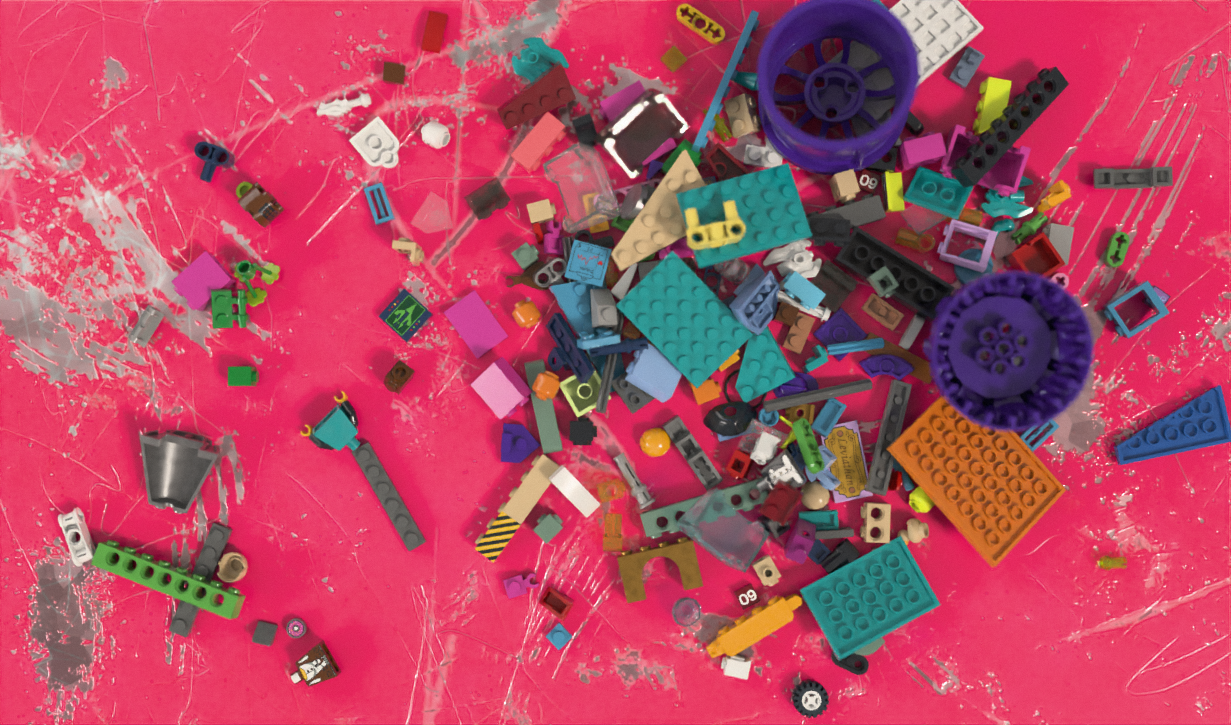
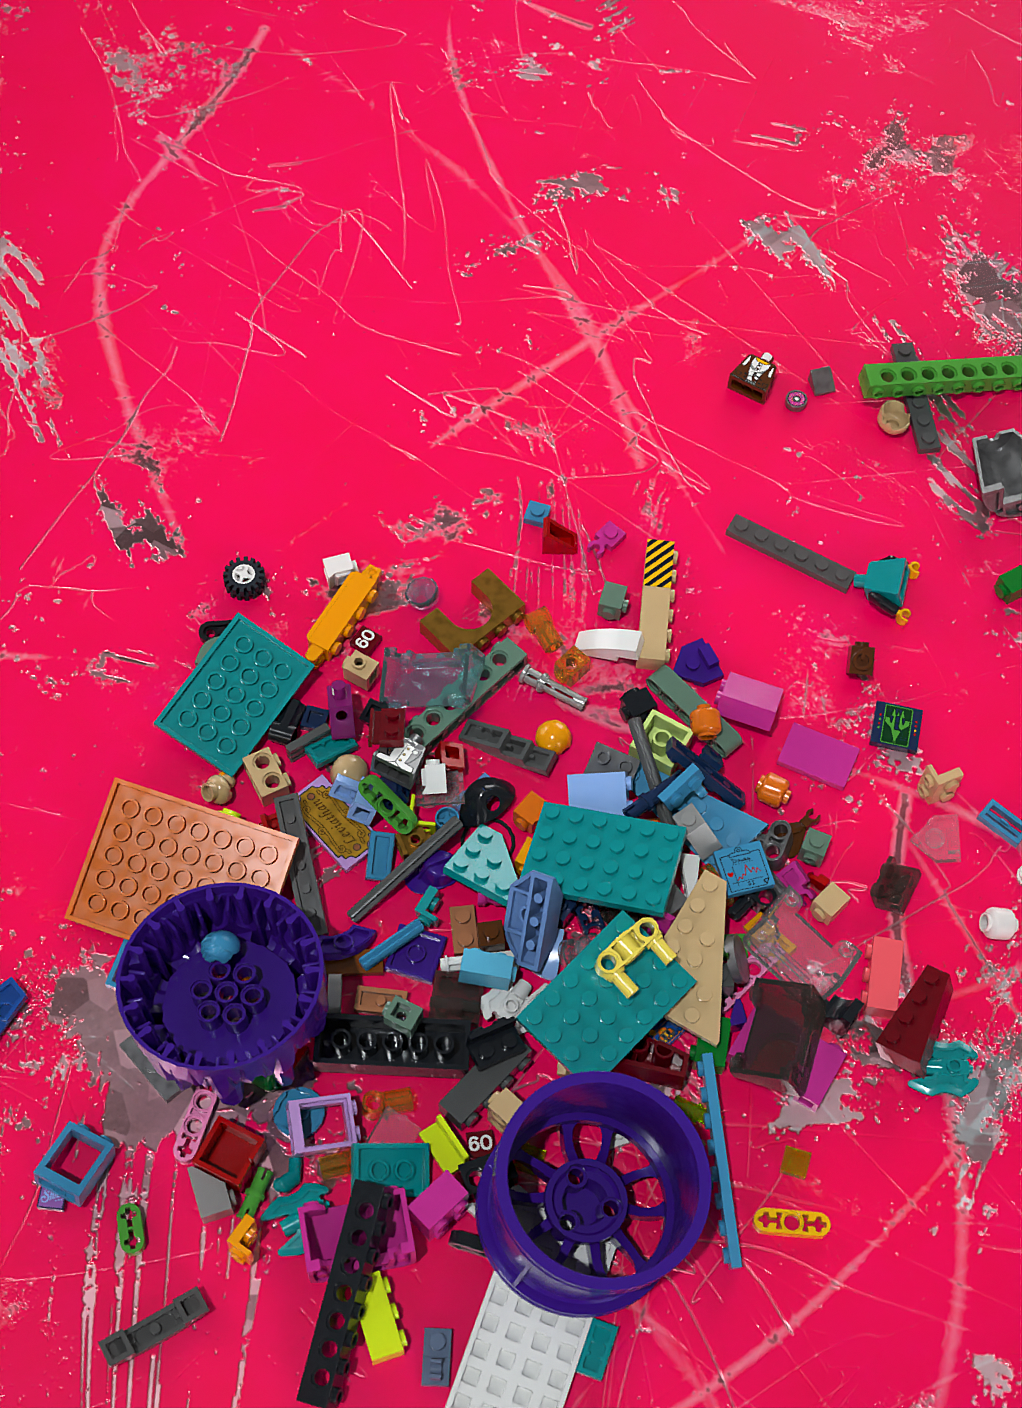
camera: 145 degrees right, 25 degrees down
(990, 385) = (220, 946): none -> dark azure hair

